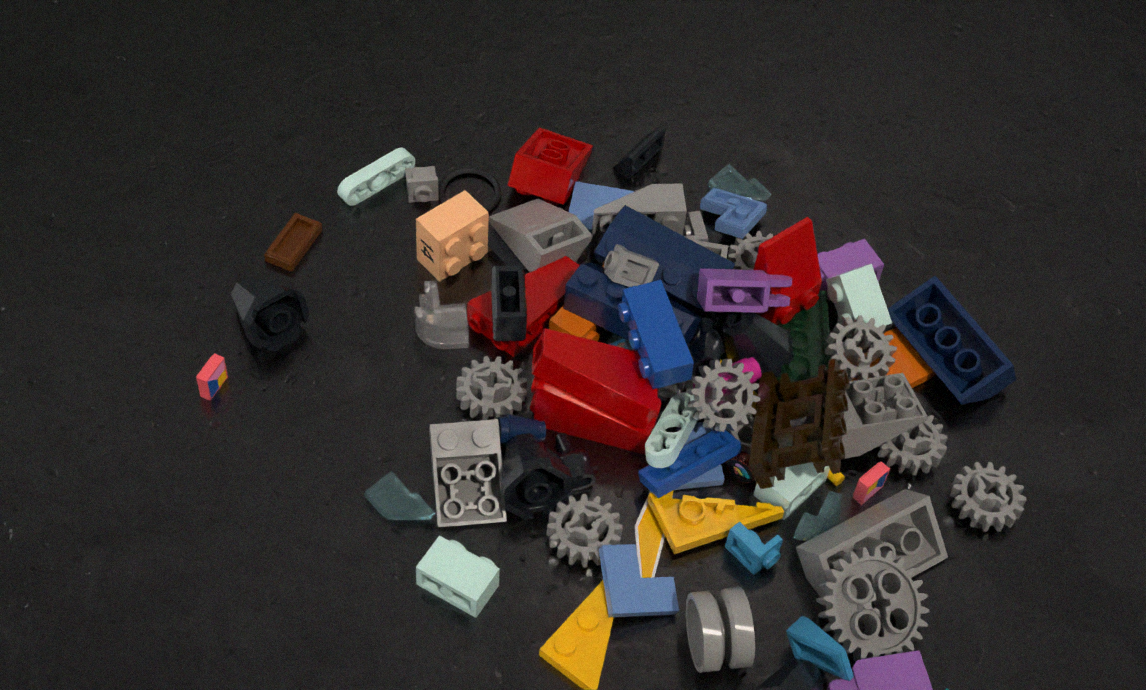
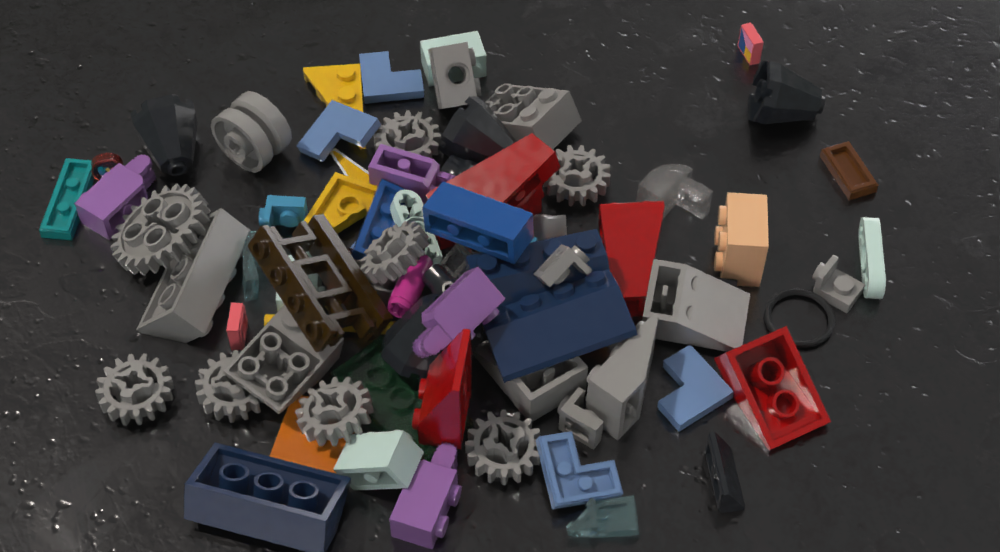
camera: 140 degrees right, 0 degrees up
(396, 501) = (546, 75): clear light blue slope -> none
(490, 537) = (441, 61): none -> light grey brick
(509, 303) = (623, 196): black brick -> none
(538, 614) = (385, 86): none -> medium blue tile
(626, 485) = (406, 170): none -> medium lavender hinge
(816, 646) = (172, 171): dark azure slope -> none

